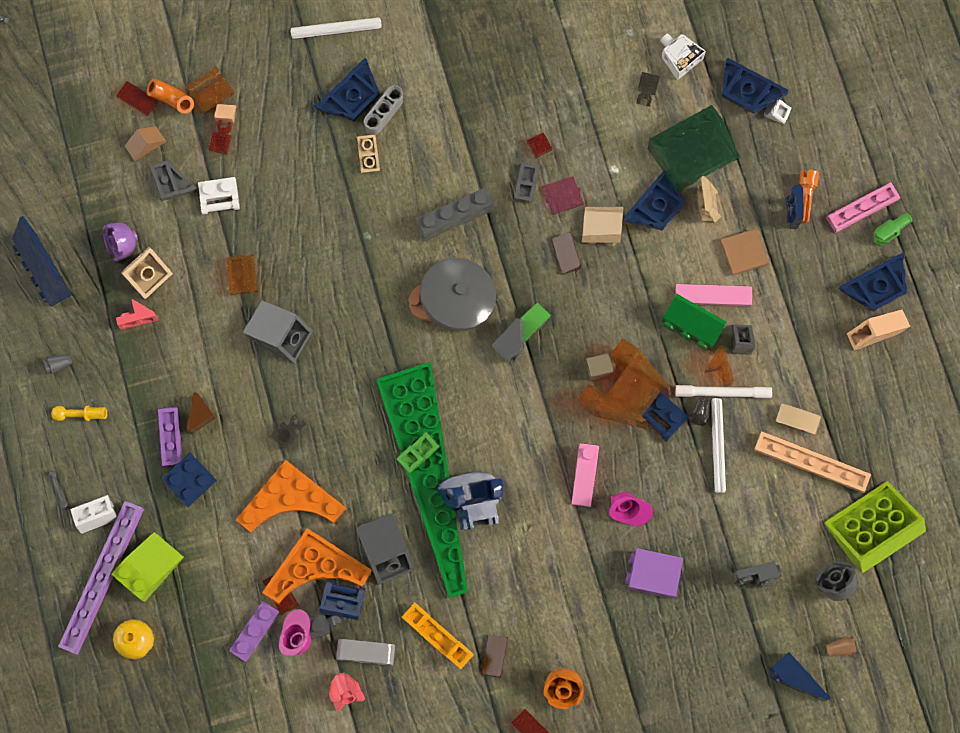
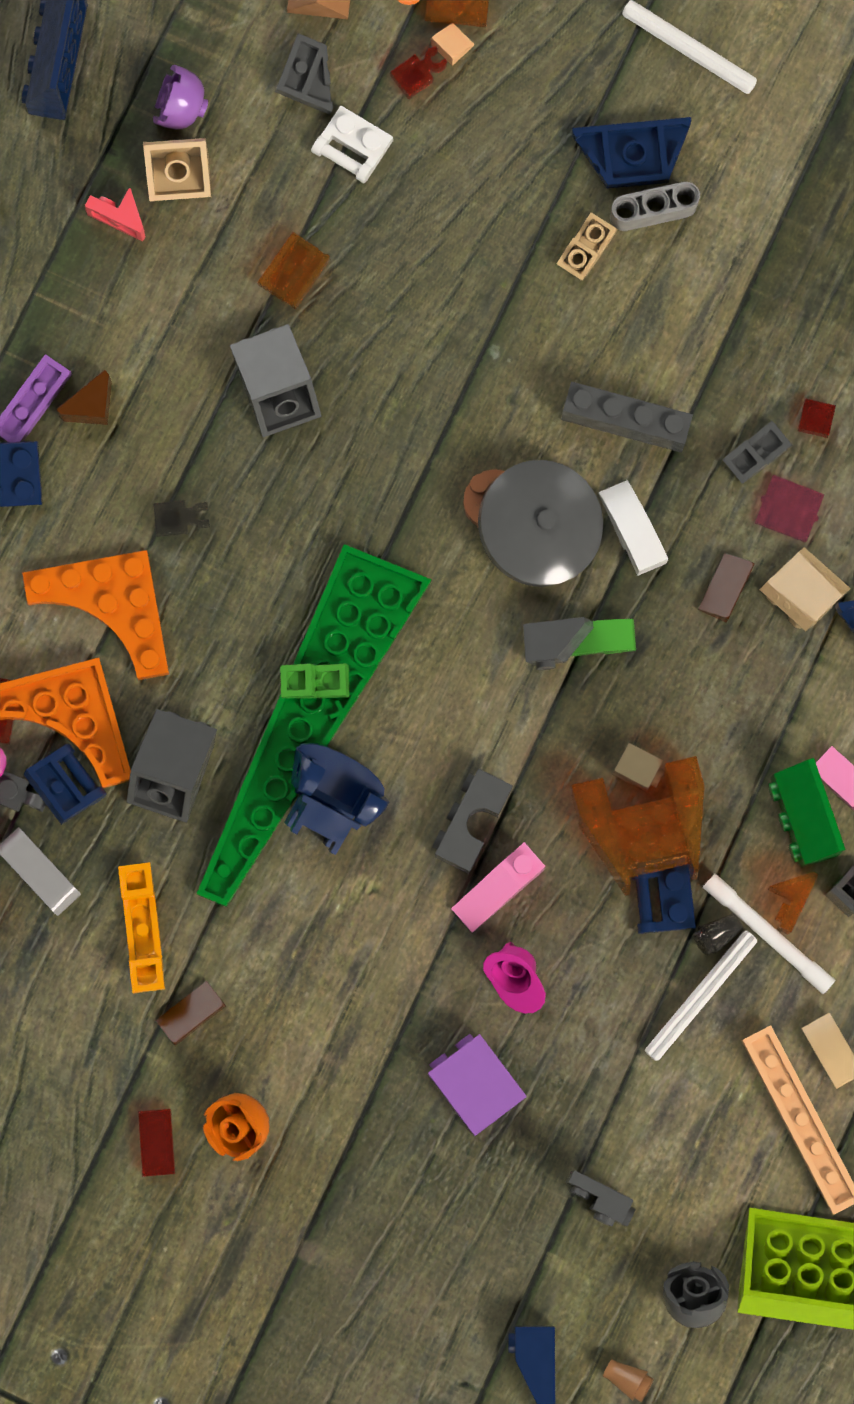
camera: 40 degrees right, 5 degrees up
(501, 261) = (633, 527): none -> white slope
(548, 471) = (482, 794): none -> dark grey arch

